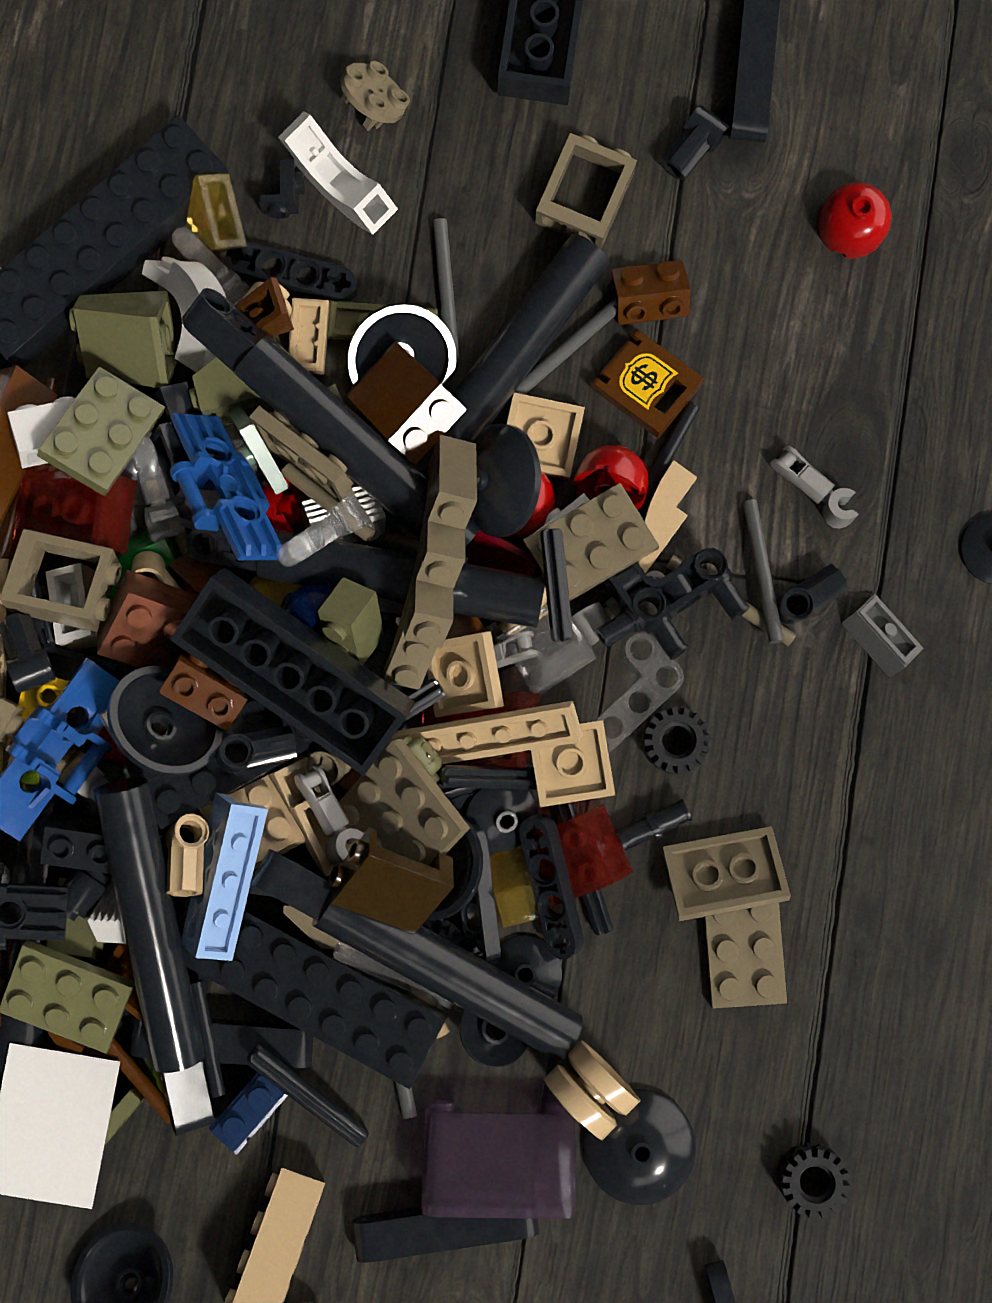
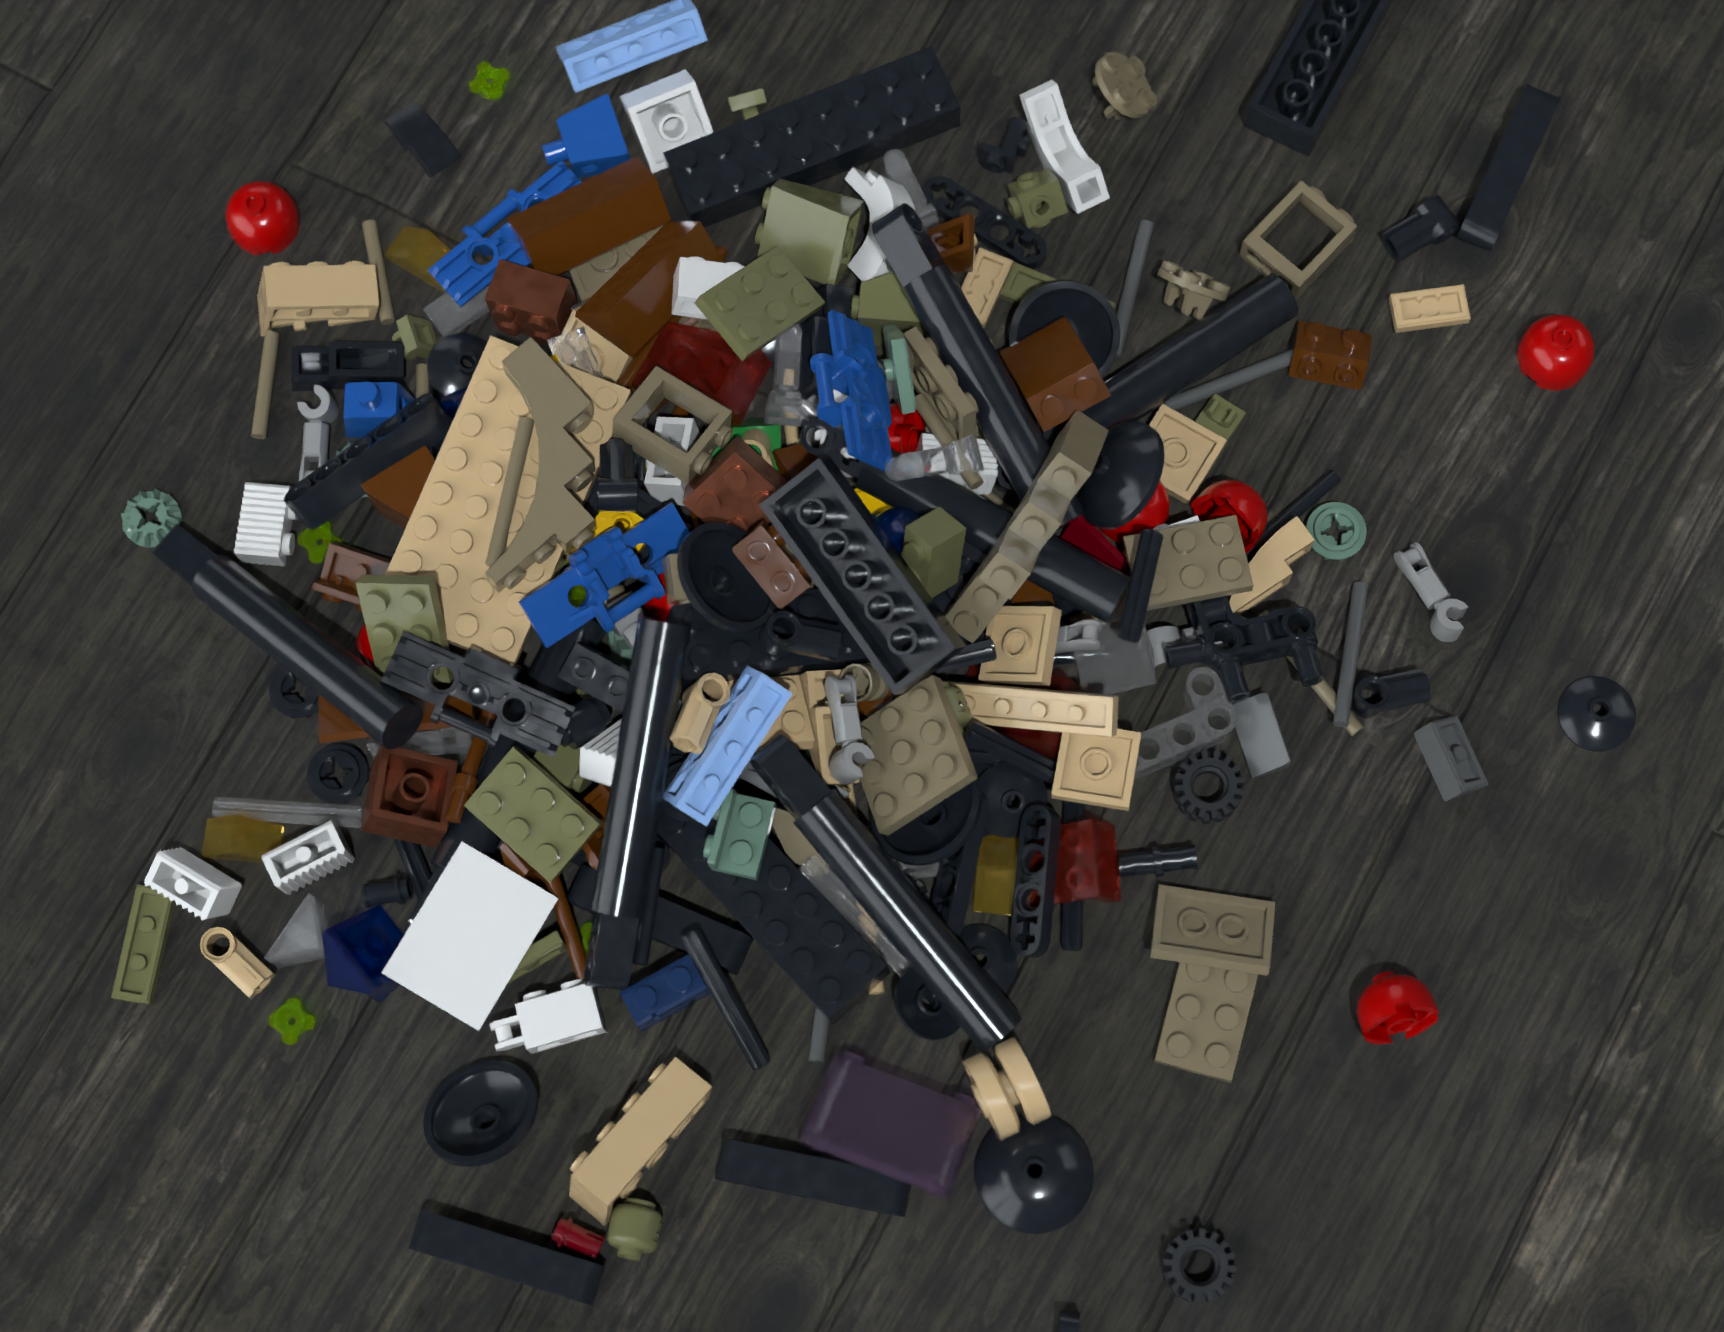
camera: 25 degrees right, 10 degrees down
(23, 229) = (747, 103): none -> olive tile
(156, 1169) = (552, 1018): none -> white brick
(214, 212) = (934, 145): clear yellow slope -> none
(267, 950) = (740, 835): none -> sand green bracket
(329, 232) = (1036, 198): none -> olive brick
(389, 884) = (883, 802): dark brown panel -> none
(506, 273) = (1191, 289): none -> dark tan plate
(570, 386) = (1221, 417): none -> olive tile
(641, 377) = (1290, 431): reddish brown container -> none
(708, 677) = (1260, 736): none -> dark grey slope
(715, 443) = (1345, 518): none -> sand green gear
(726, 217) = (1429, 308): none -> tan plate
(909, 886) = (1395, 1005): none -> red cylinder

